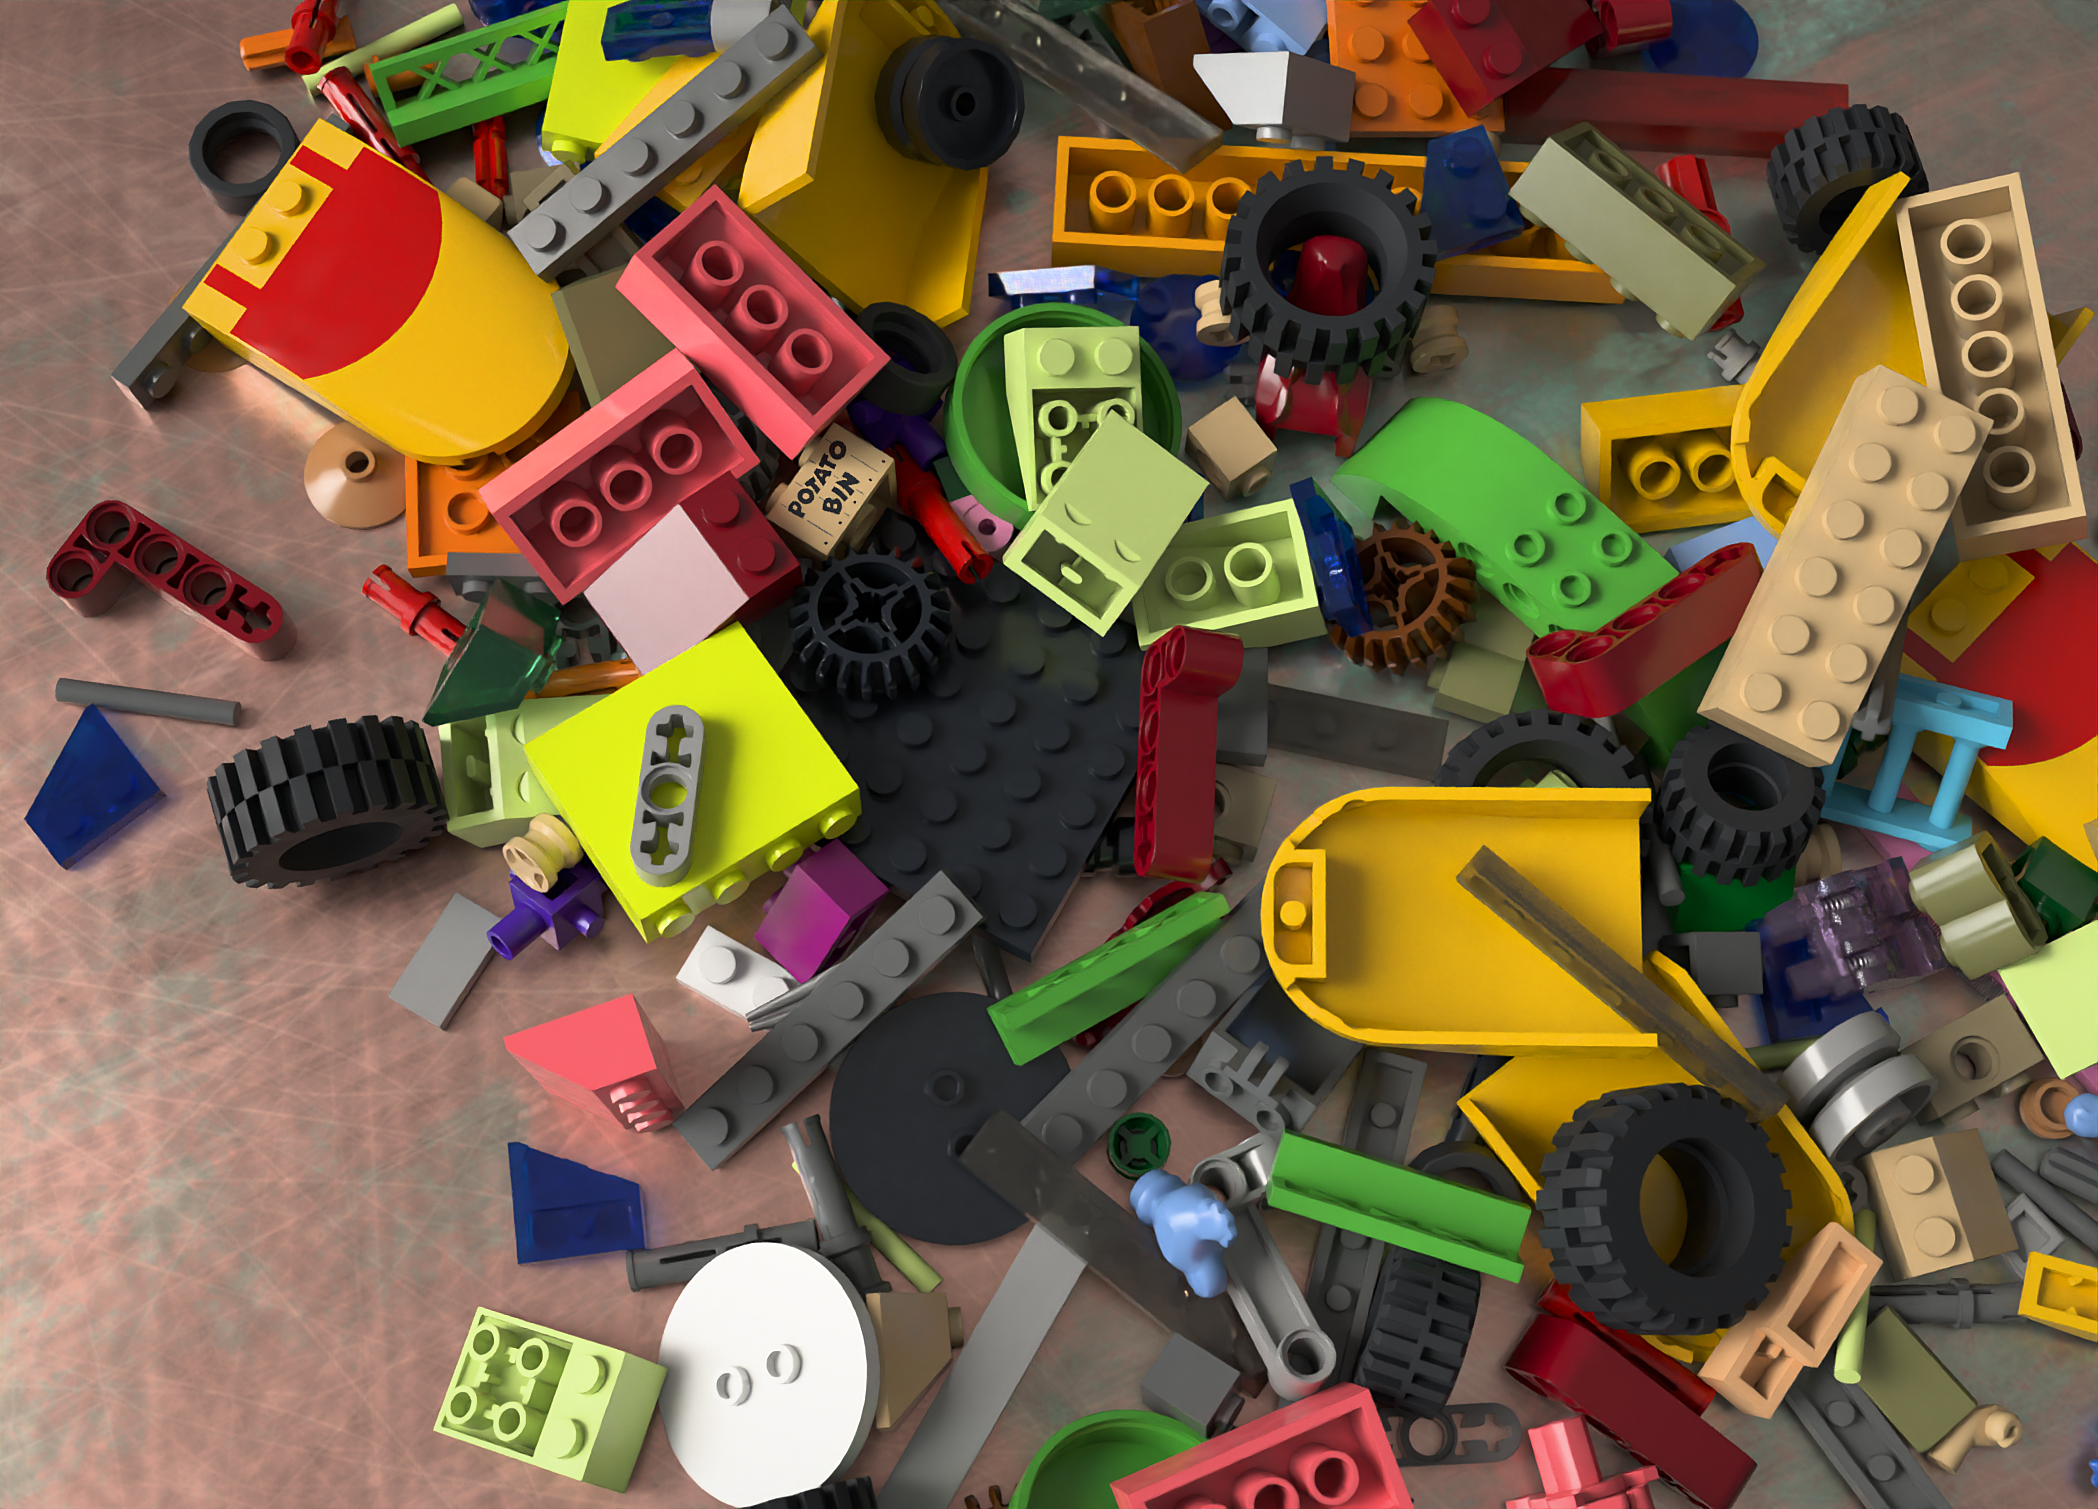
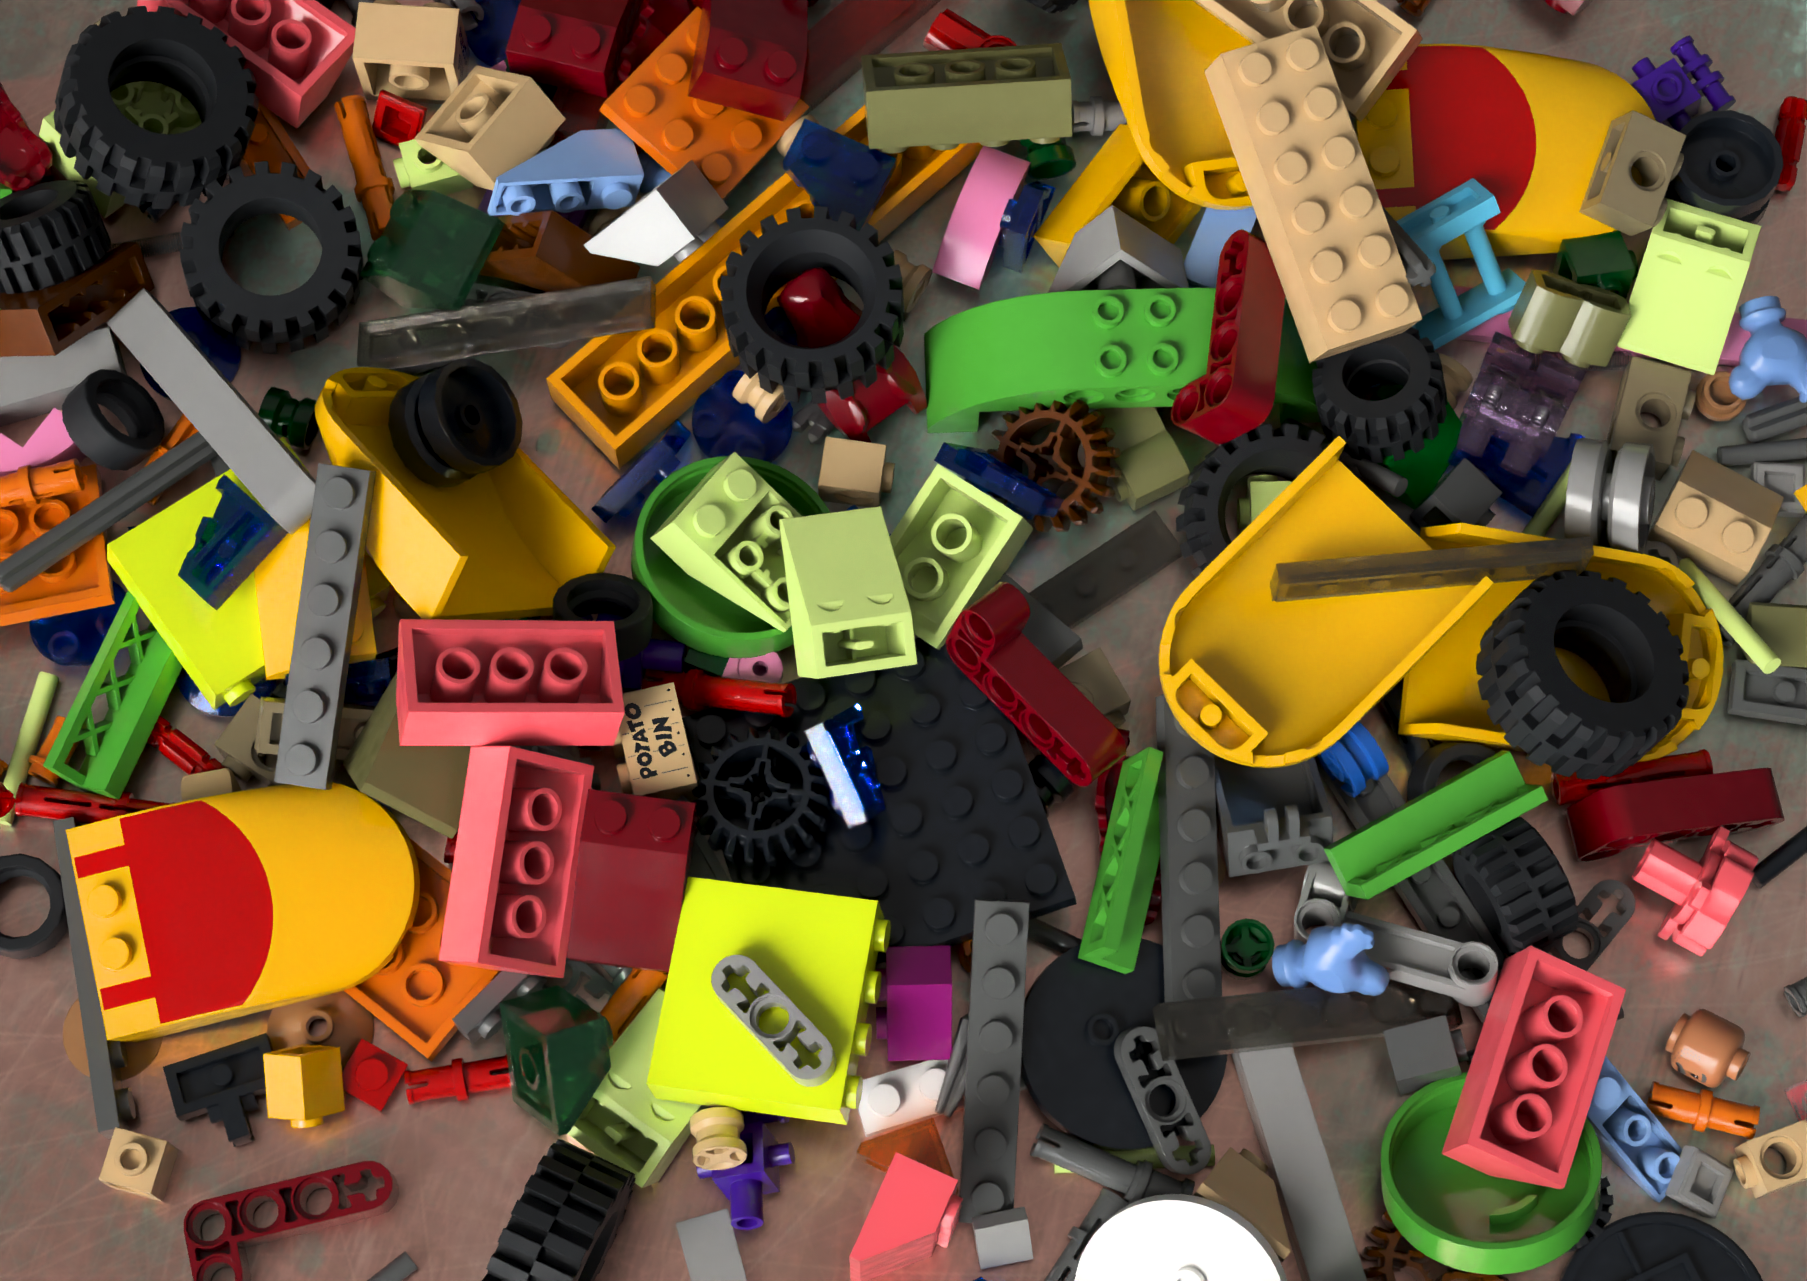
camera: 45 degrees left, 0 degrees up
(117, 433) = (138, 1164): none -> tan brick
(246, 441) = (222, 1085): none -> black hinge
(296, 494) = (304, 1084): none -> yellow brick
(358, 542) = (371, 1074): none -> red plate
(690, 1172) = (1002, 1237): none -> light grey tile
(692, 1035) = (915, 1141): none -> clear orange slope
(899, 1234) = (1167, 1142): none -> dark grey beam
(961, 661) = (846, 767): none -> clear blue wing
(1390, 1081) = (1354, 760): none -> blue wheel
(1563, 340) = (975, 221): none -> bright pink brick
(1584, 378) = (1021, 222): none -> clear blue wing
(1634, 478) = (1119, 254): none -> light grey slope
(1667, 357) = (1049, 160): none -> dark green wheel
(1793, 1324) = (1716, 664): light nougat slope -> none

